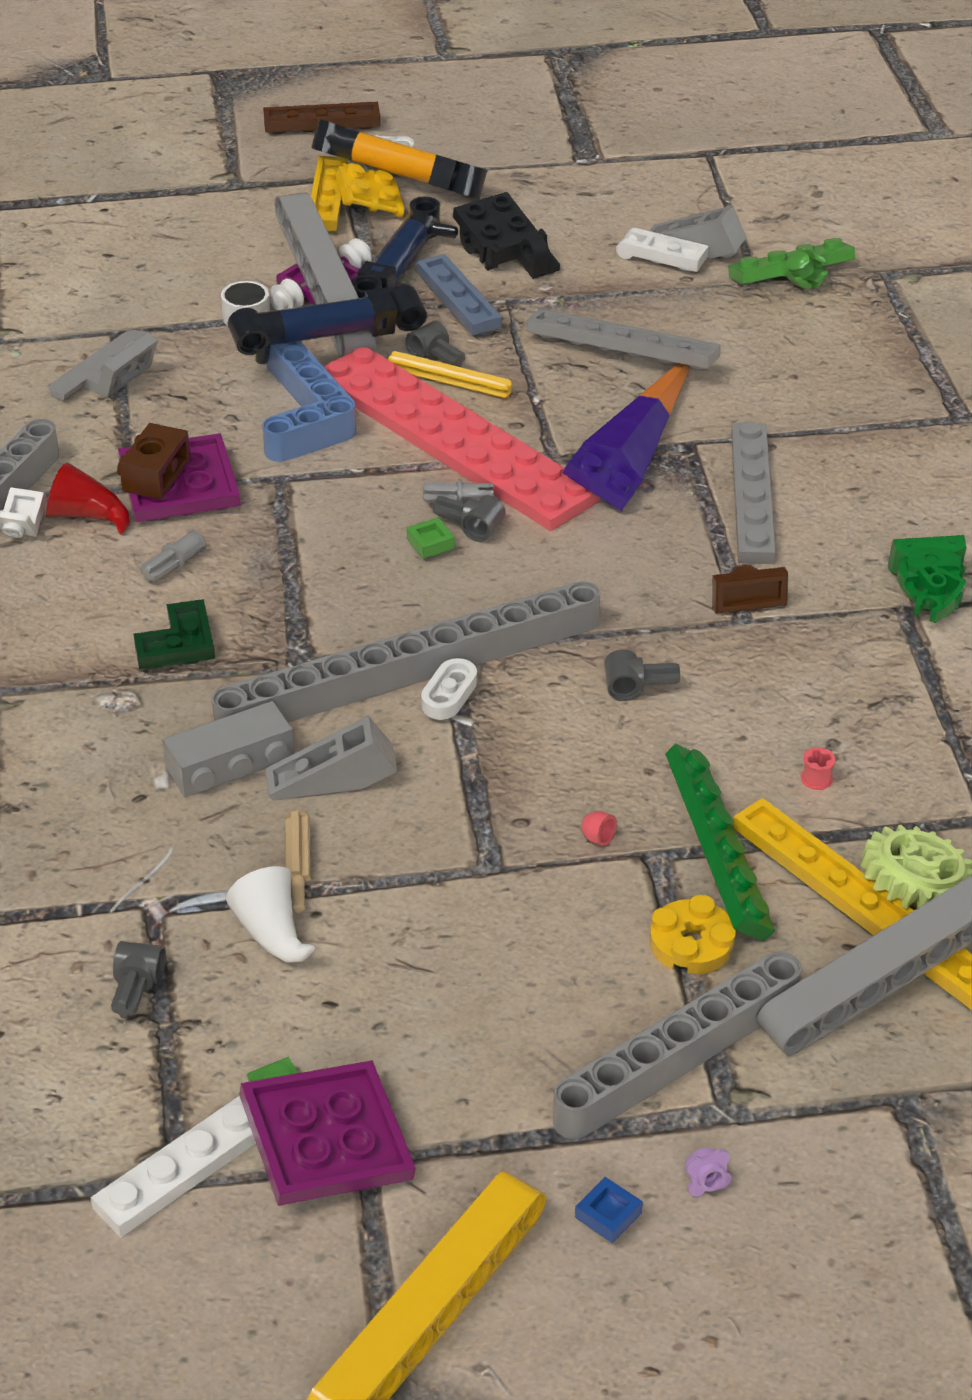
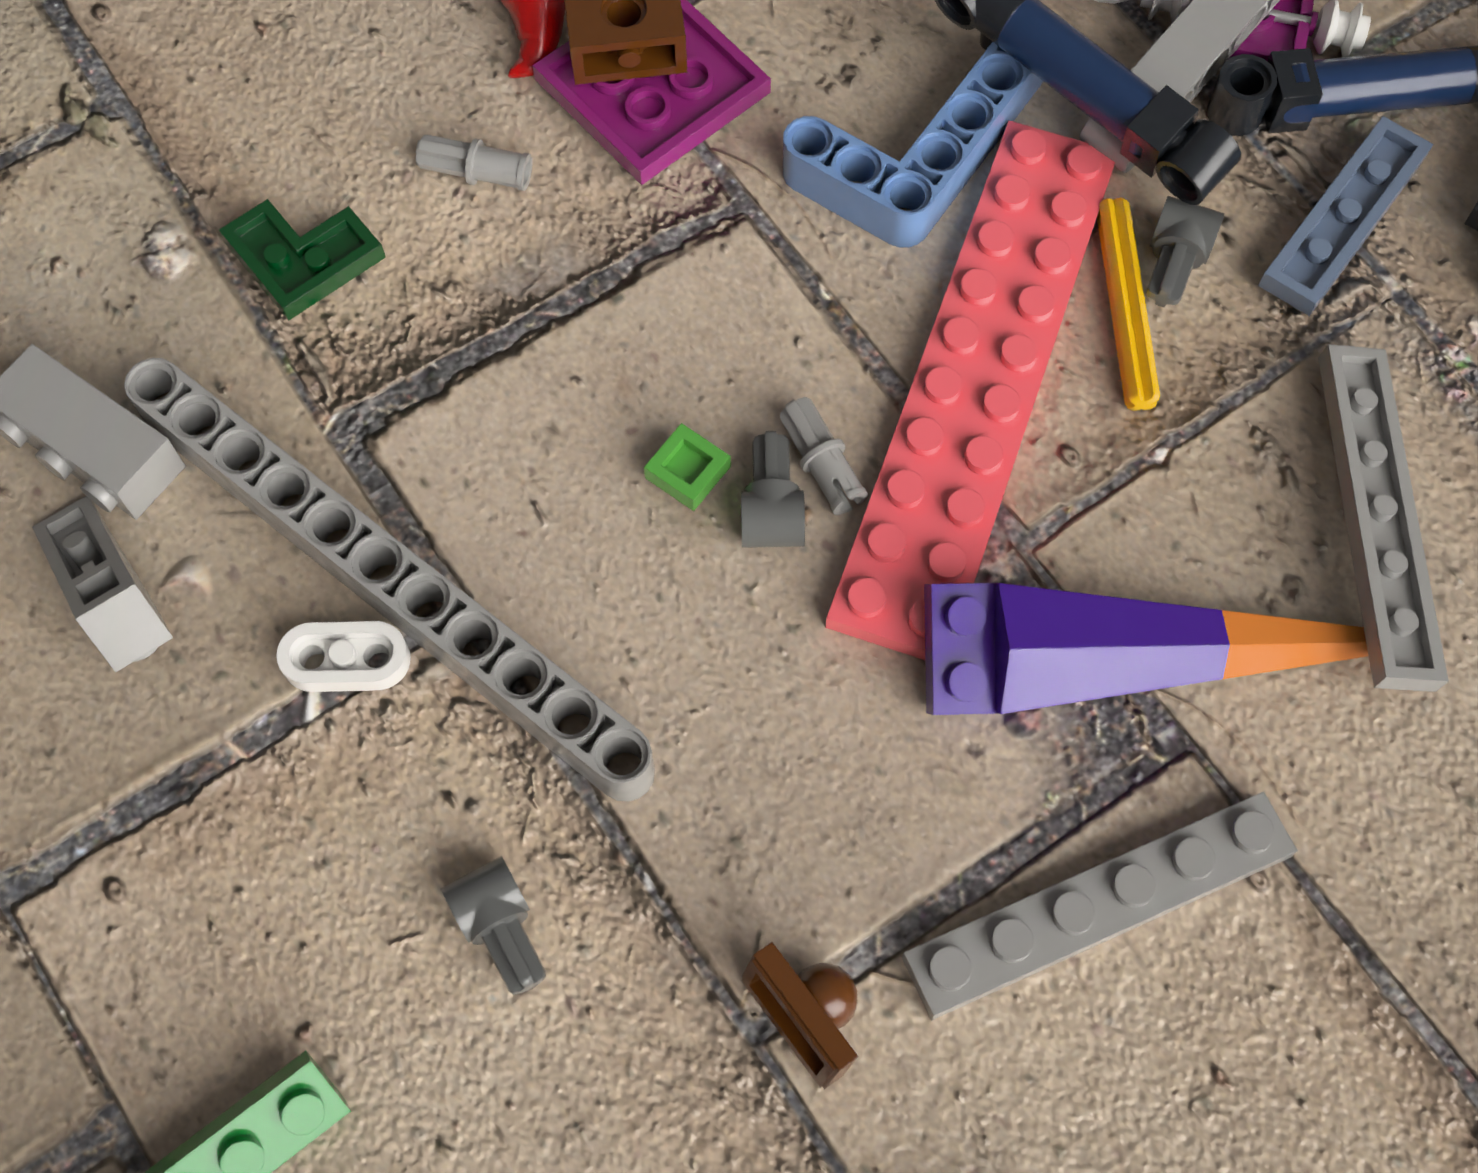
camera: 65 degrees right, 25 degrees up
(599, 827) = (117, 1017): coral hinge -> none

